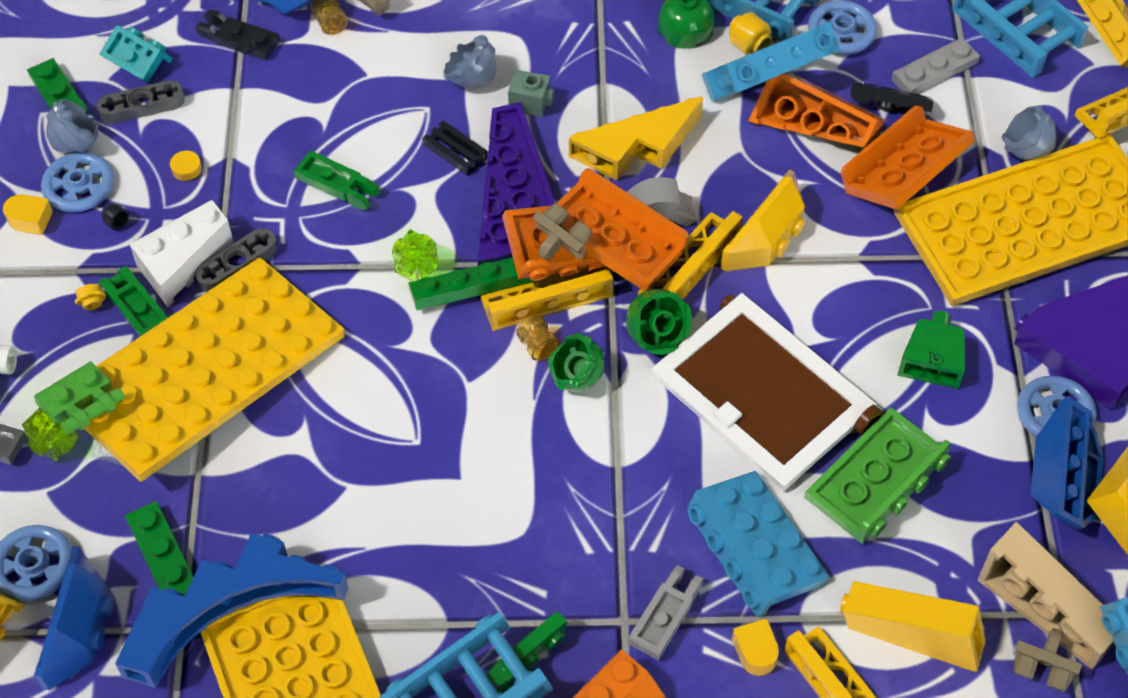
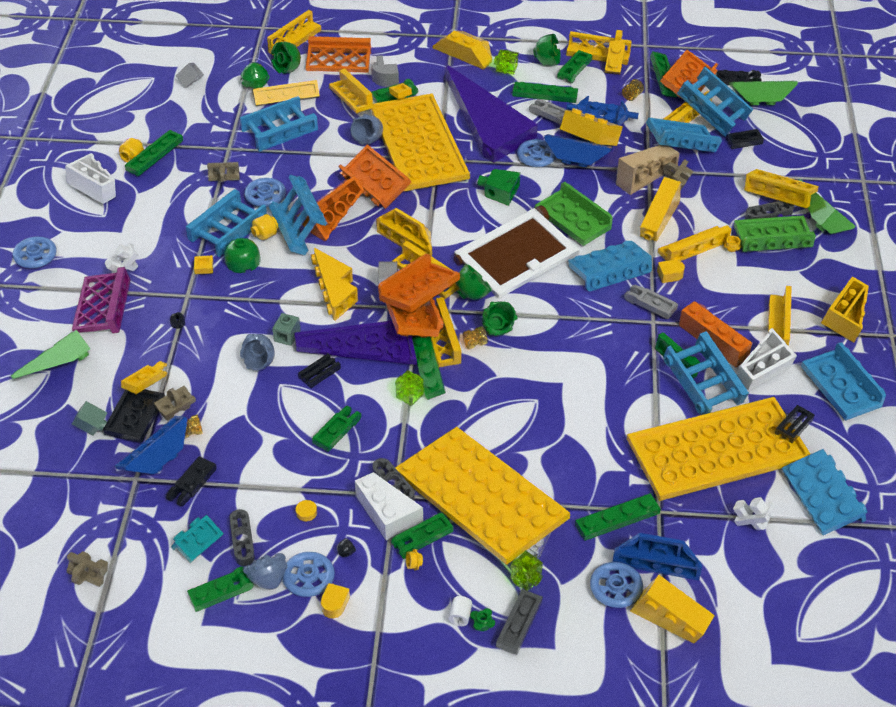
camera: 85 degrees left, 10 degrees down
(74, 392) = (514, 544): bright green plate -> none
(217, 589) = (663, 496): blue arch -> none
(572, 241) = (430, 296): dark tan hips -> none
(889, 97) = (325, 178): black hinge -> none
(936, 67) = (303, 162): light grey plate -> none

